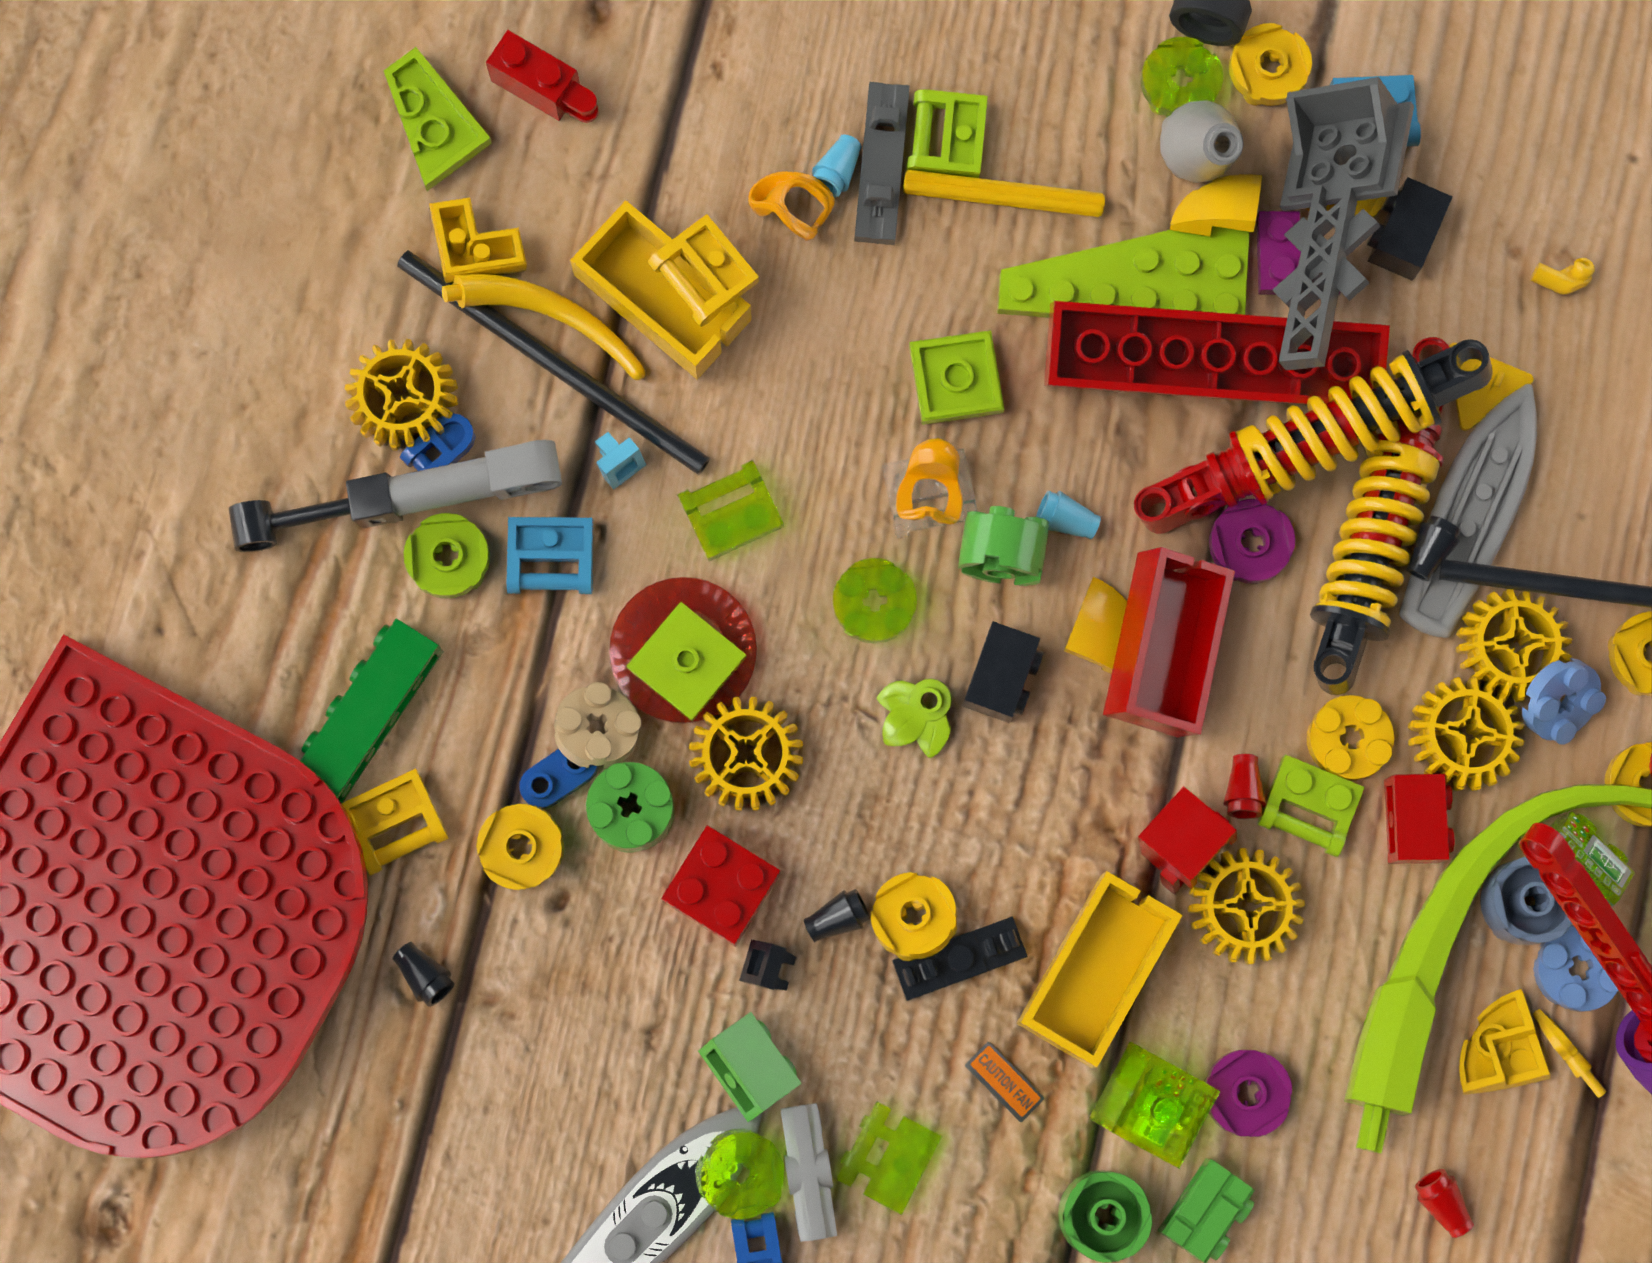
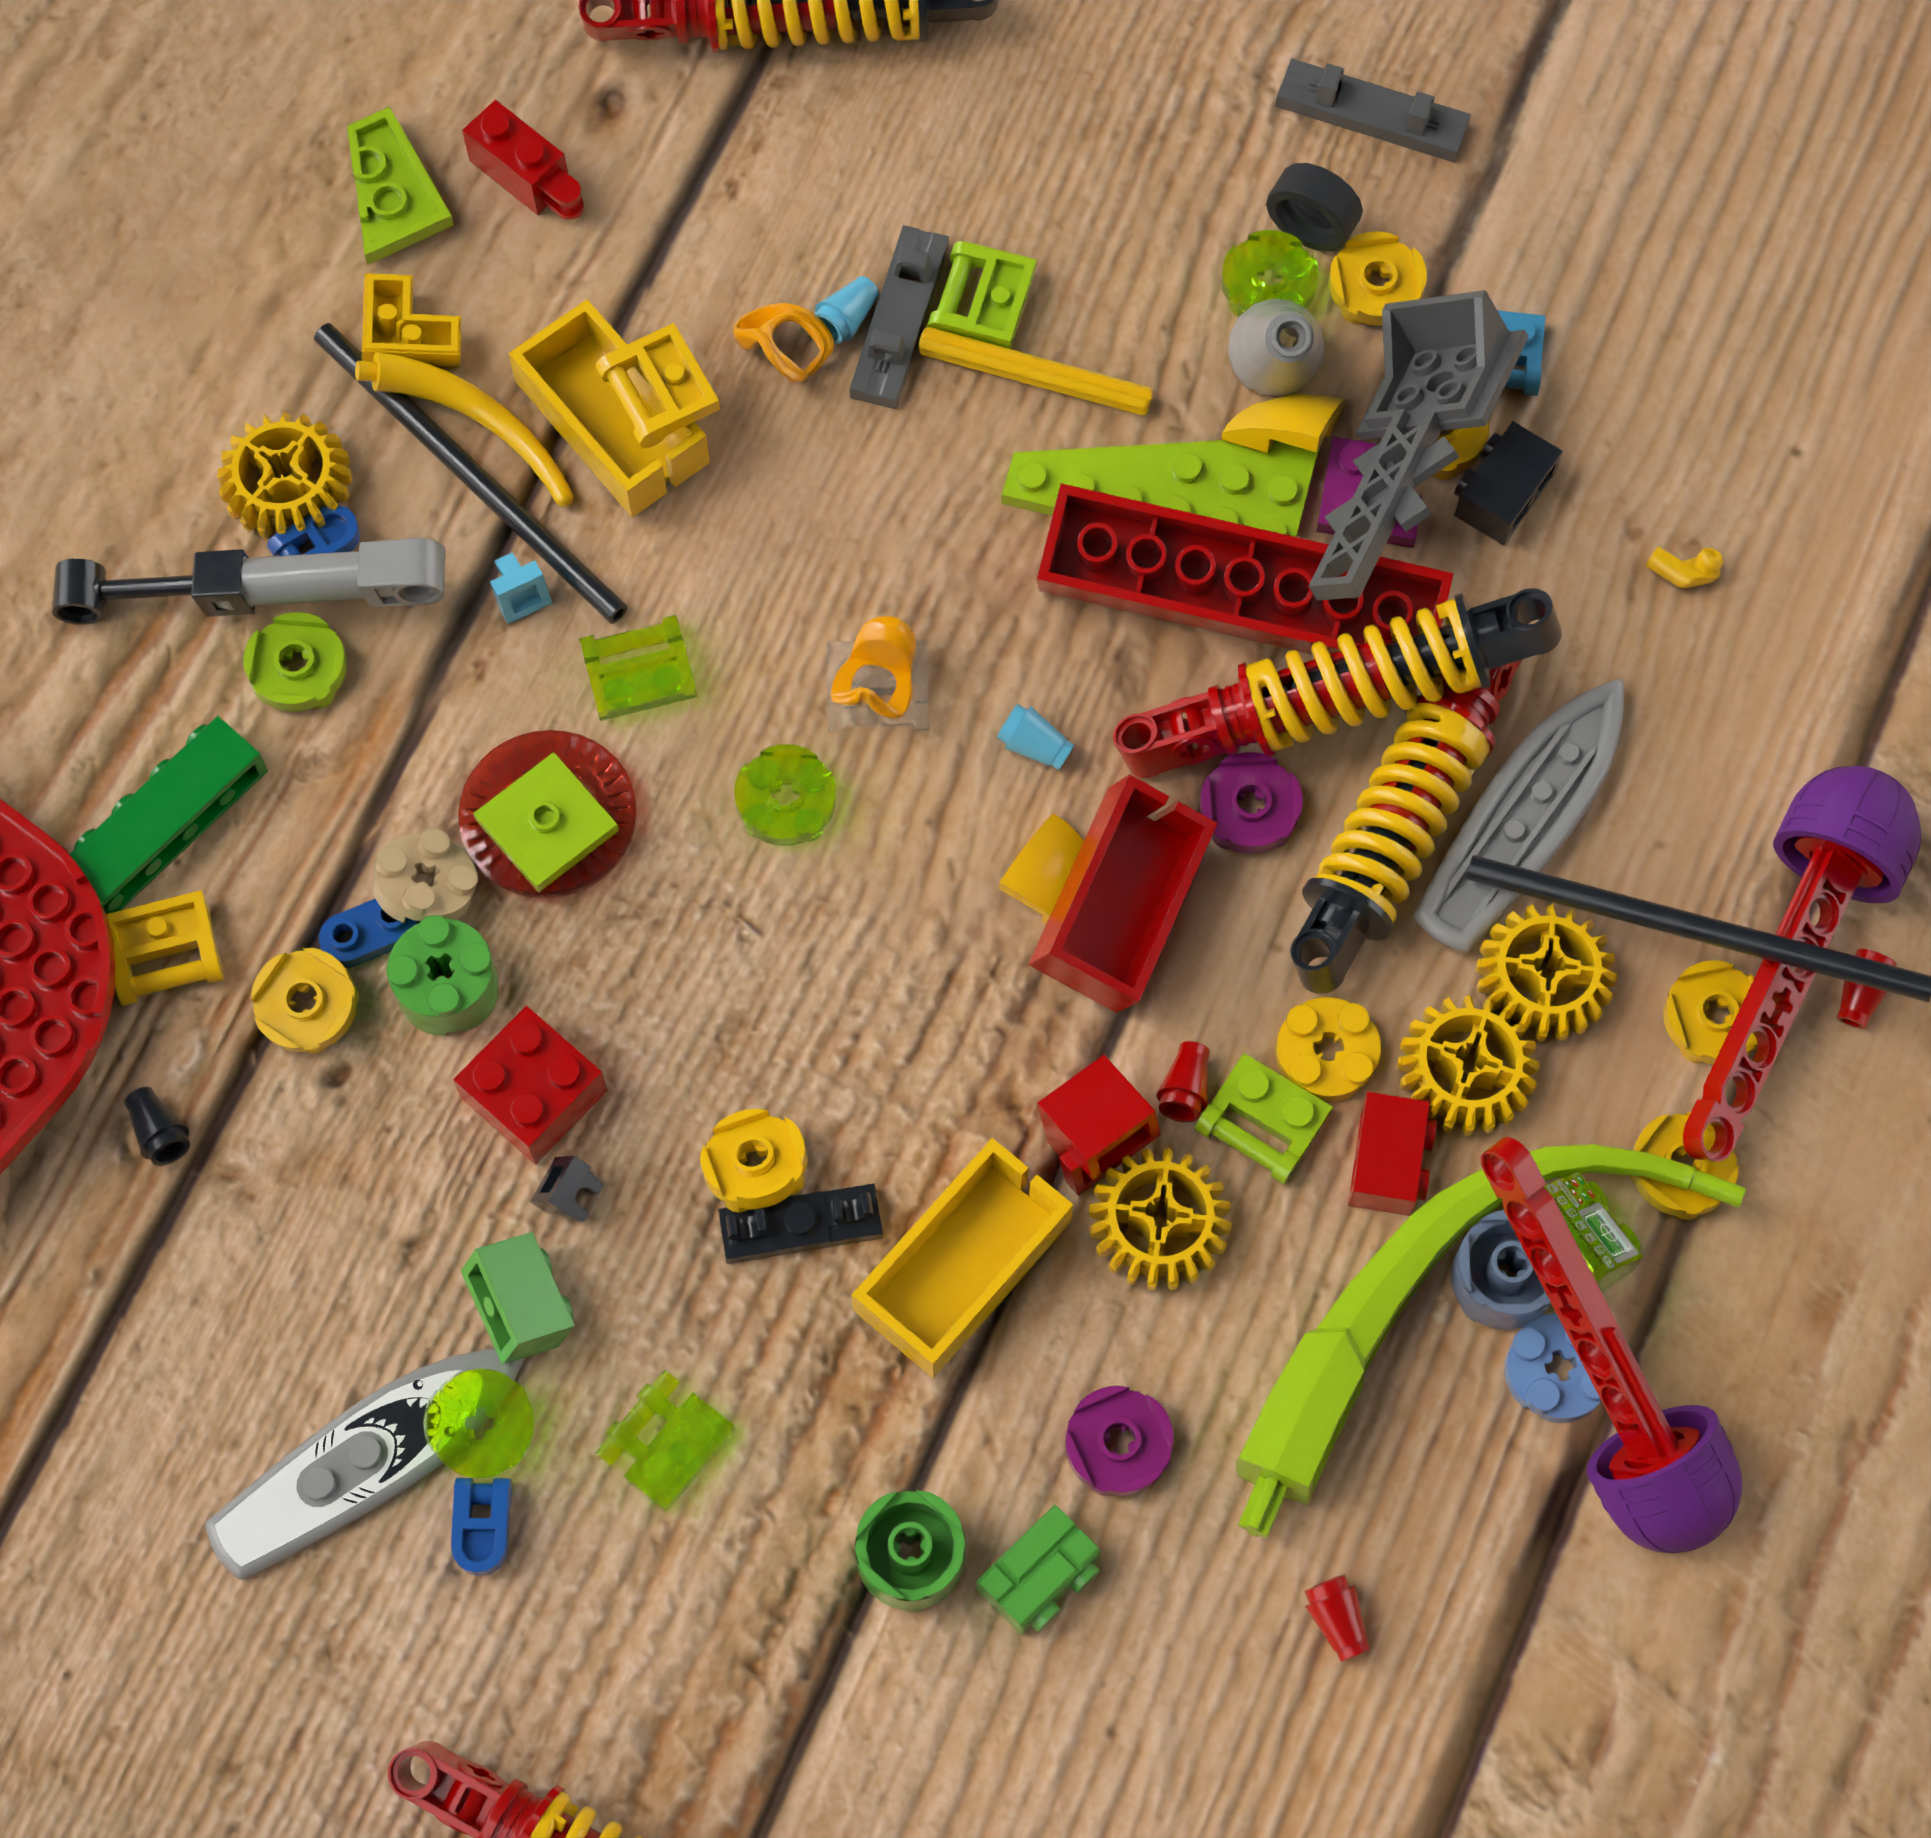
camera: 15 degrees right, 10 degrees down
(549, 541) = (419, 666): dark azure plate -> none
(760, 738) = (576, 954): yellow gear -> none
(808, 1172) = (562, 1437): light grey piece -> none
(838, 916) = (664, 1146): black cone -> none
(911, 719) = (802, 937): lime plate -> none
(956, 377) = (936, 562): lime plate -> none
(1002, 672) = (919, 900): black brick -> none
(1003, 546) = (948, 753): bright green brick -> none
(1004, 1081) = (826, 1379): sticker -> none
(1154, 1105) = (1000, 1430): clear neon green slope -> none
(1432, 547) = (1464, 835): black cone -> none
(1502, 1049) = (1447, 1447): yellow brick -> none
(1504, 381) = (1567, 674): yellow piece -> none
(1568, 1052) = (1528, 1466): yellow hand -> none
(1582, 699) = (1612, 1057): medium blue plate -> none

